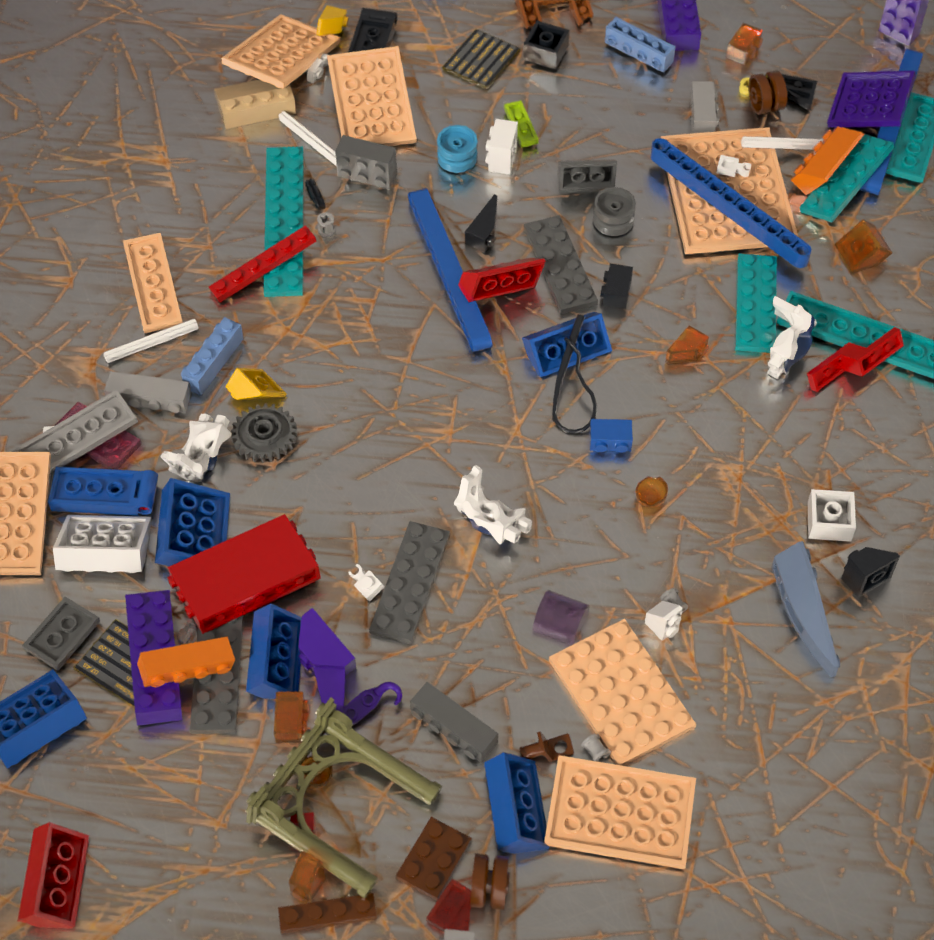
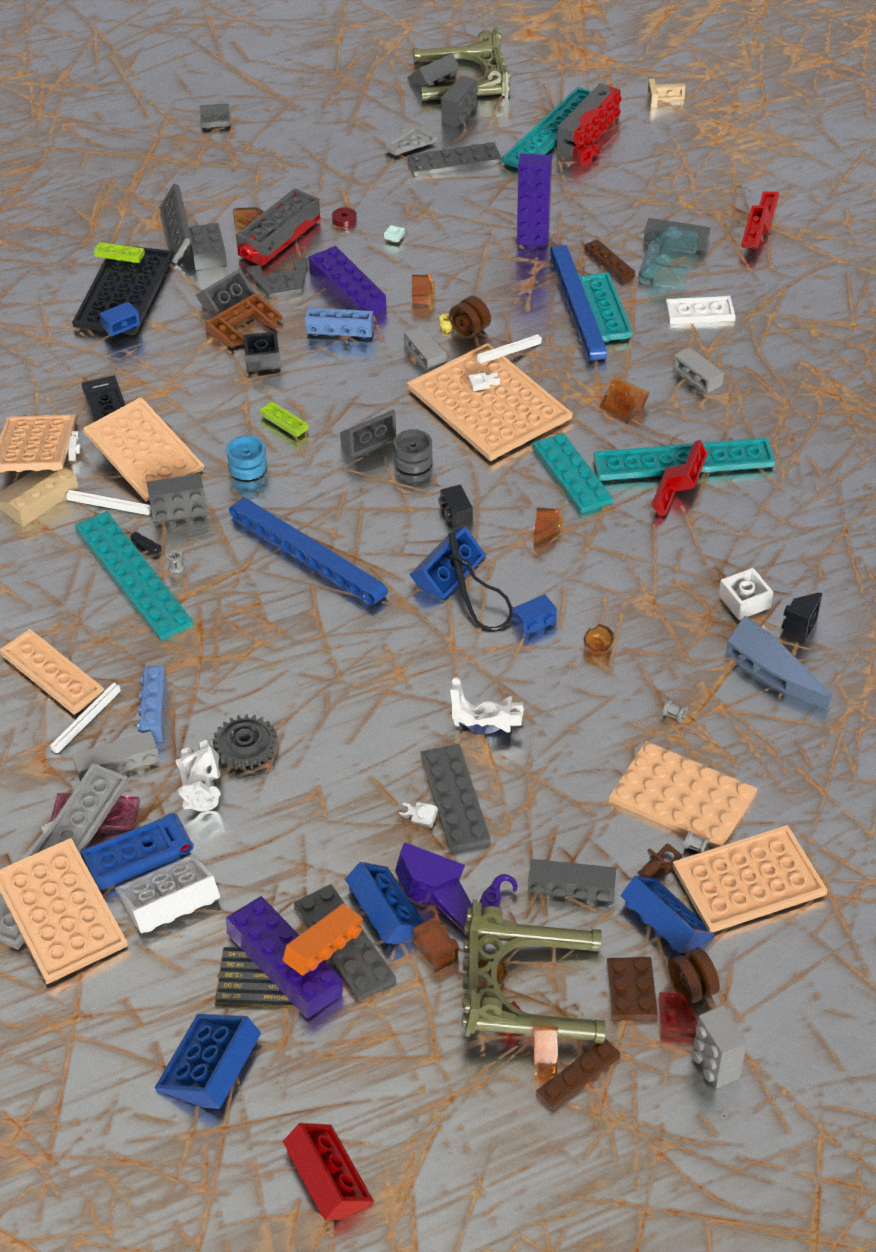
camera: 30 degrees left, 10 degrees down
(61, 633) = (184, 980): dark grey plate -> none
(187, 634) = (299, 924): clear plate -> none
(190, 521) = (236, 842): blue slope -> none
(243, 573) = (313, 854): red panel -> none
(253, 385) = (206, 711): yellow slope -> none
(262, 263) = (143, 614): red plate -> none
(332, 21) = (60, 403): yellow slope -> none
(481, 59) = (210, 385): piece -> none
(482, 229) = (314, 507): black slope -> none
(501, 278) = (361, 536): red slope -> none
(502, 146) = (284, 440): white brick -> none
(560, 617) = (596, 763): clear purple brick -> none
(562, 266) = (396, 510): dark grey plate -> none
(664, 619) = (678, 724): white slope -> none
(731, 203) = (501, 406): blue beam -> none
(794, 341) = (626, 486): white hips -> none
(800, 90) = (496, 308): black wing -> none
(825, 158) = (551, 346): orange slope -> none
(854, 171) = (575, 354): teal plate -> none
(871, 99) = (553, 291): dark purple plate -> none

